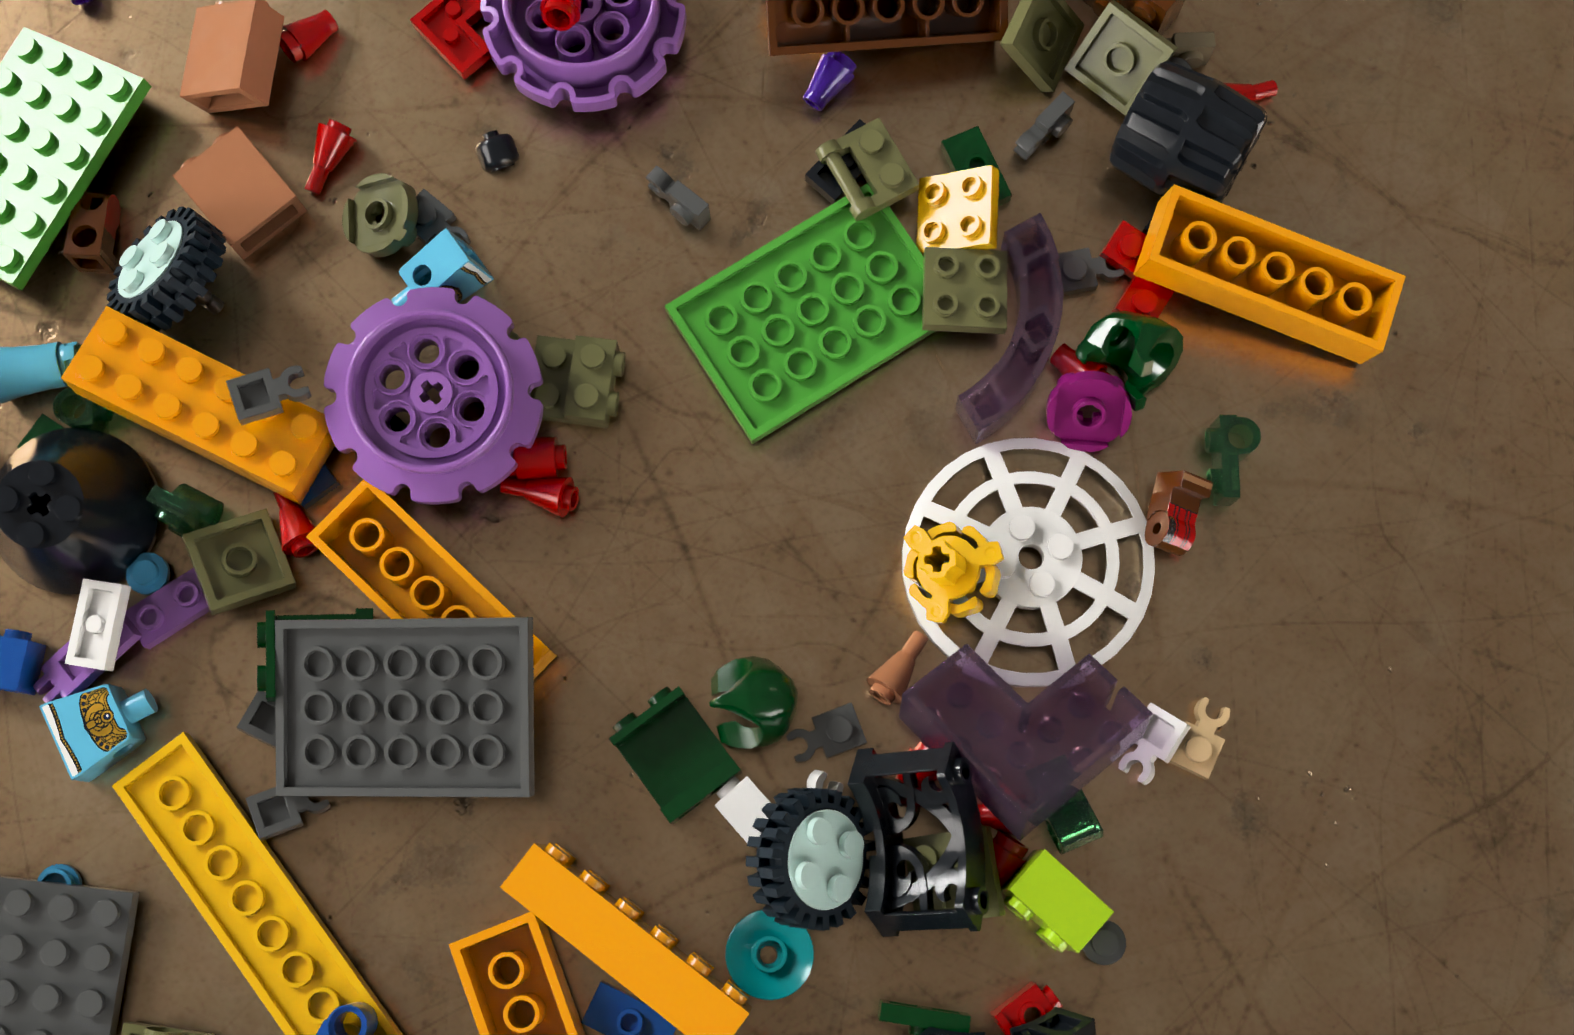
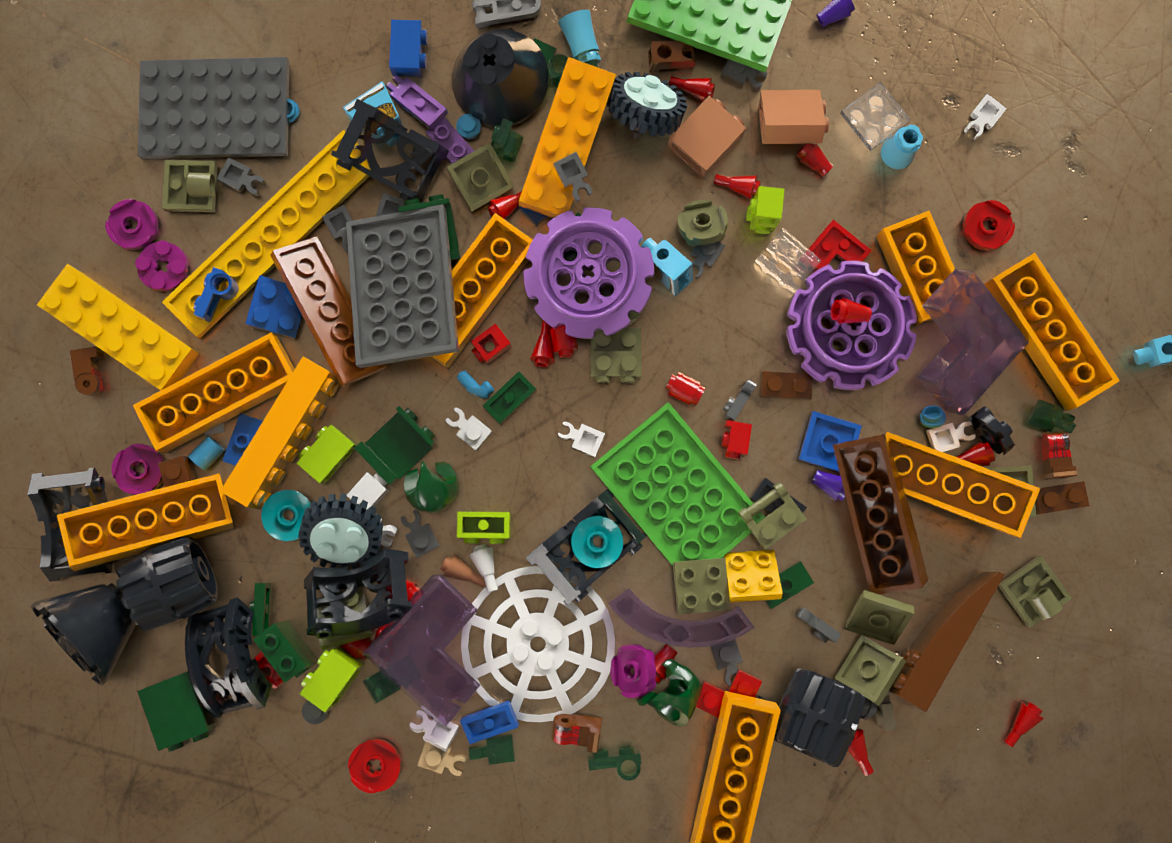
camera: 75 degrees right, 5 degrees up
(98, 625) = (431, 105): white plate -> none
(110, 734) = (371, 119): none -> black fence
(145, 128) = (740, 73): none -> dark grey plate
(156, 195) = (698, 87): none -> red cone
(160, 983) = (239, 176): none -> dark grey plate
(376, 112) = (765, 209): none -> lime brick
(405, 937) = (274, 308): none -> blue plate
(417, 851) = (323, 305): none -> dark orange plate
(457, 85) = (791, 254): none -> clear plate
(496, 151) = (757, 285): black piece -> none
(517, 567) = (494, 336): none -> red brick
(592, 617) = (473, 387): none -> dark azure arm
(621, 558) = (509, 397): none -> dark green plate
(647, 278) = (685, 389): none -> red brick
(663, 128) = (786, 385): none -> reddish brown plate
(667, 627) = (471, 431): none -> white plate
(672, 873) = (326, 454): none -> lime brick
(706, 444) = (585, 439): none -> white plate
(738, 209) = (736, 439): none -> red brick
(760, 81) = (821, 435): none -> blue plate
(828, 618) = (484, 525): none -> lime brick
(885, 418) = (587, 551): none -> teal dish
(885, 630) = (484, 561): none -> white cone
(889, 518) = (551, 551): none -> black fence
(954, 578) = (531, 584): yellow piece -> none
(1002, 974) = (285, 650): none -> dark green panel
(1148, 651) = (489, 722): none -> blue plate
(1193, 645) = (498, 750): none -> clear green plate
(1227, 845) = (360, 771): none -> red plate

